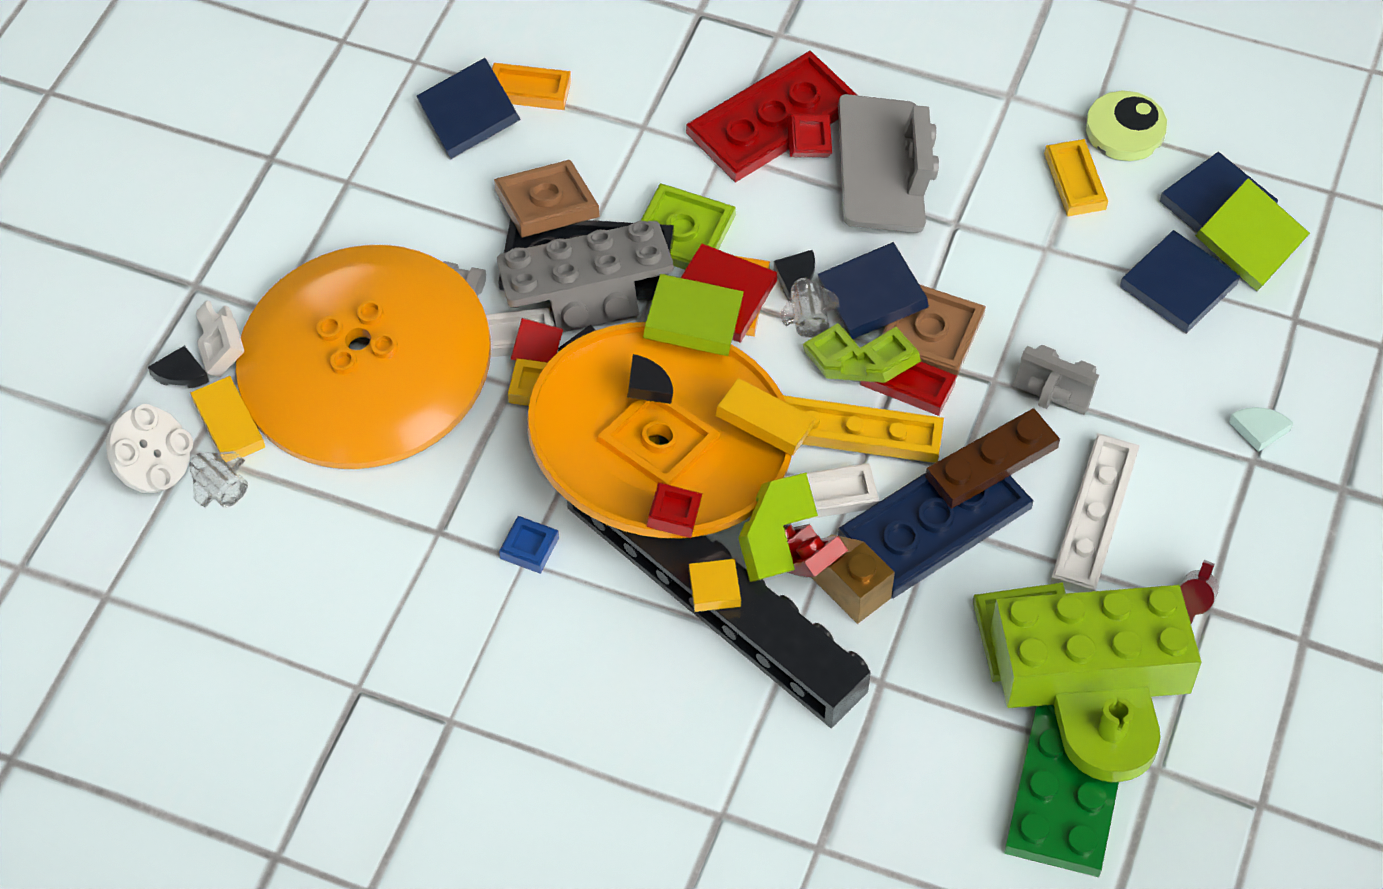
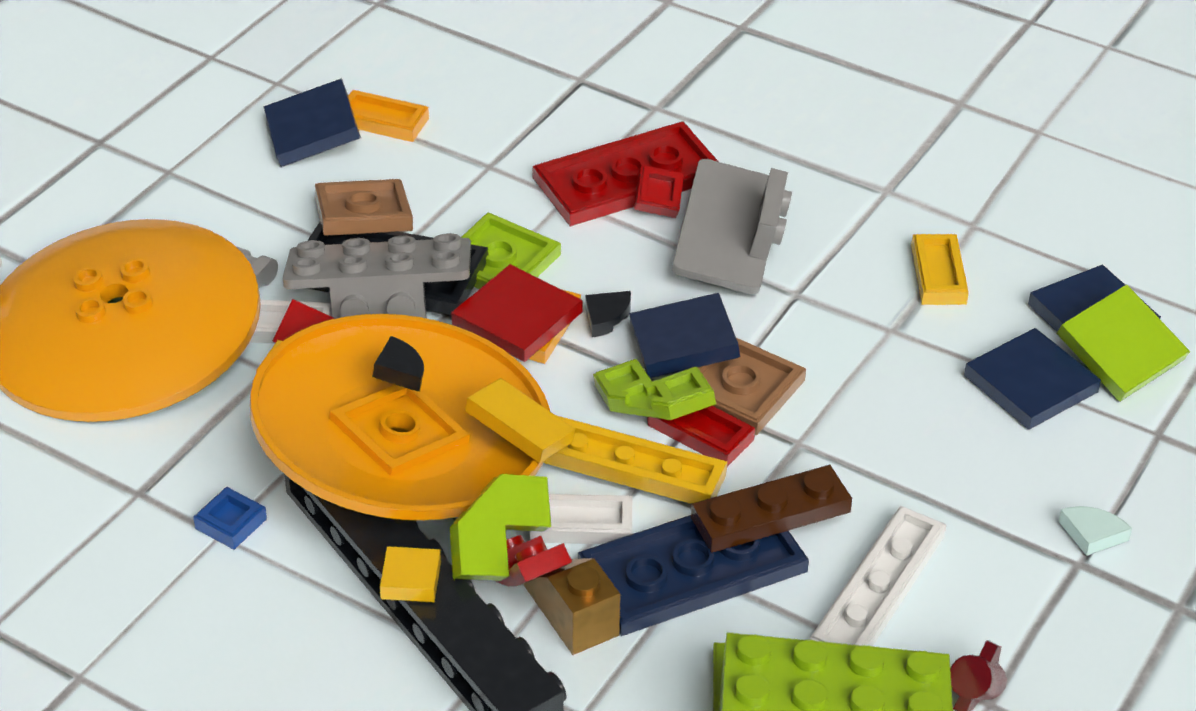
camera: 10 degrees right, 15 degrees down
(674, 510) = (383, 484): red tile -> none
(693, 315) = (474, 318): lime tile -> none
(809, 308) = (609, 341): clear piece -> none
(1056, 379) = (865, 446): light grey hips -> none
(1126, 125) = (1006, 230): yellowish green tile -> none

